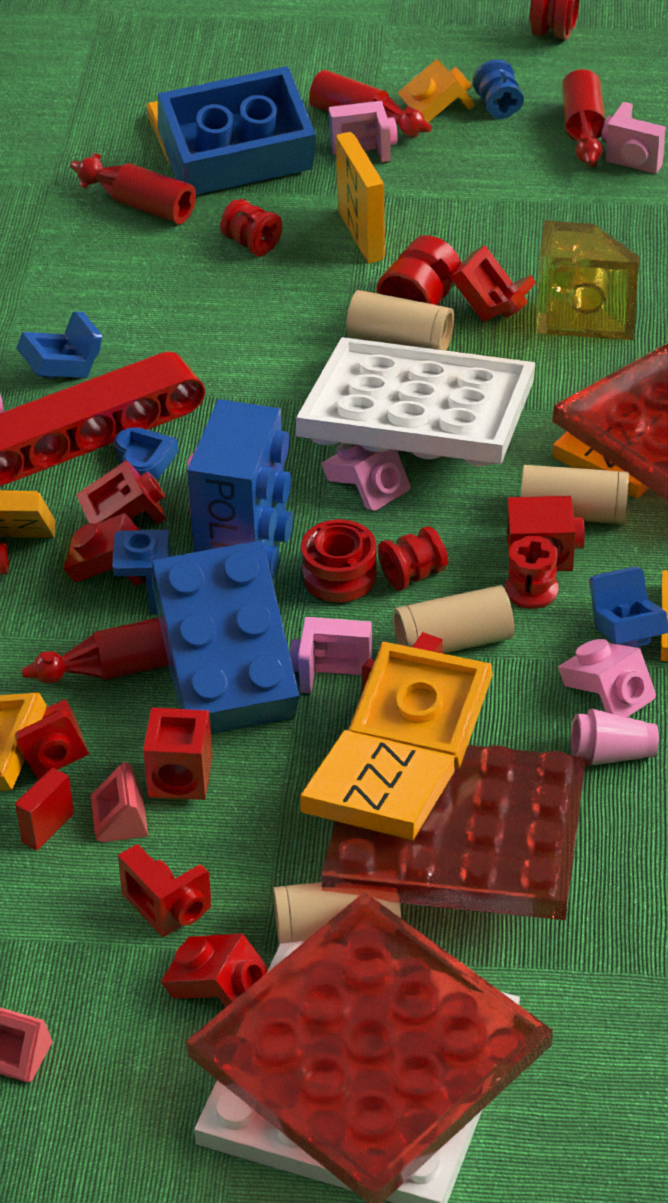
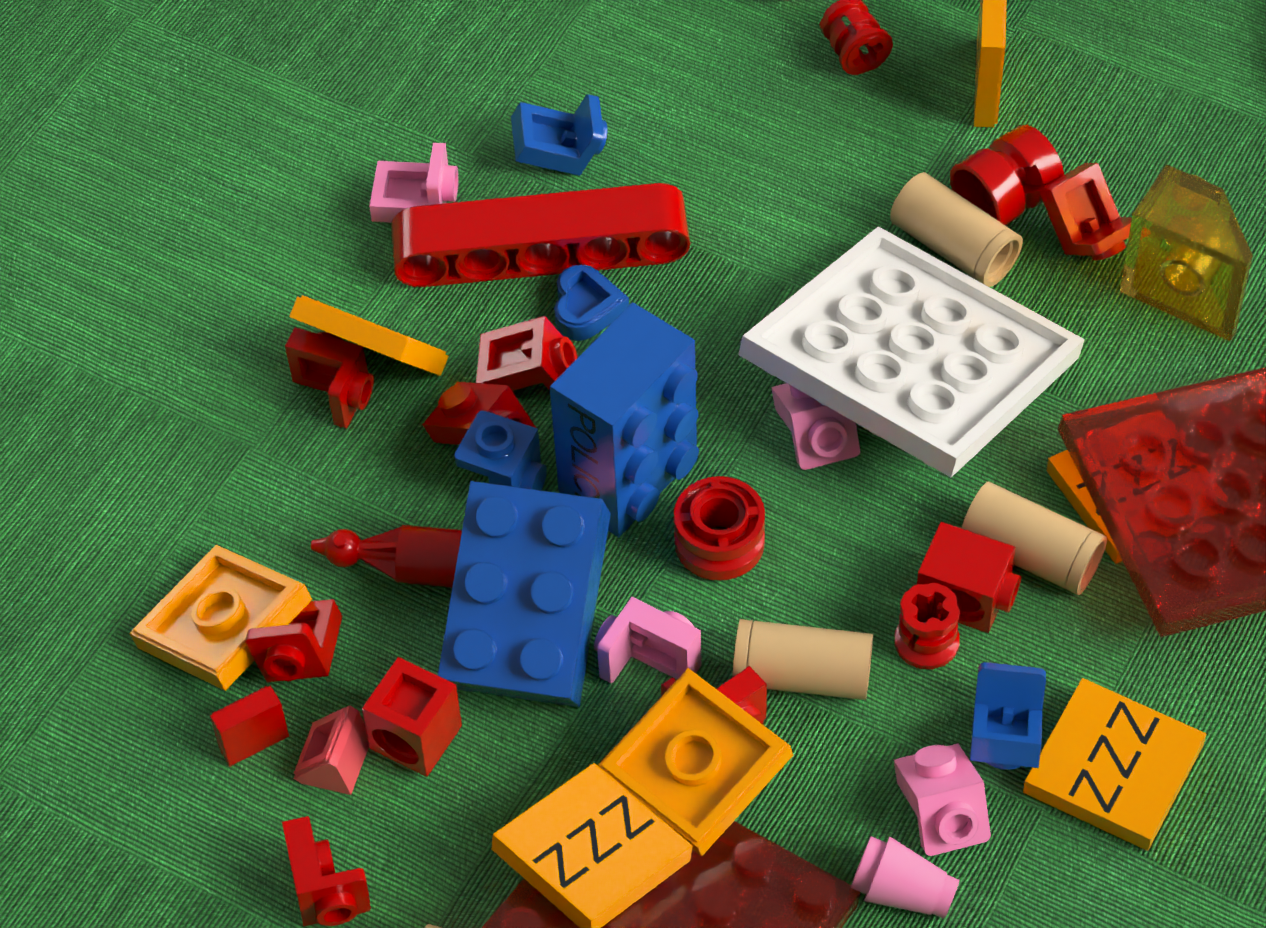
camera: 25 degrees right, 10 degrees up
(412, 557) = (804, 554): red bush -> none

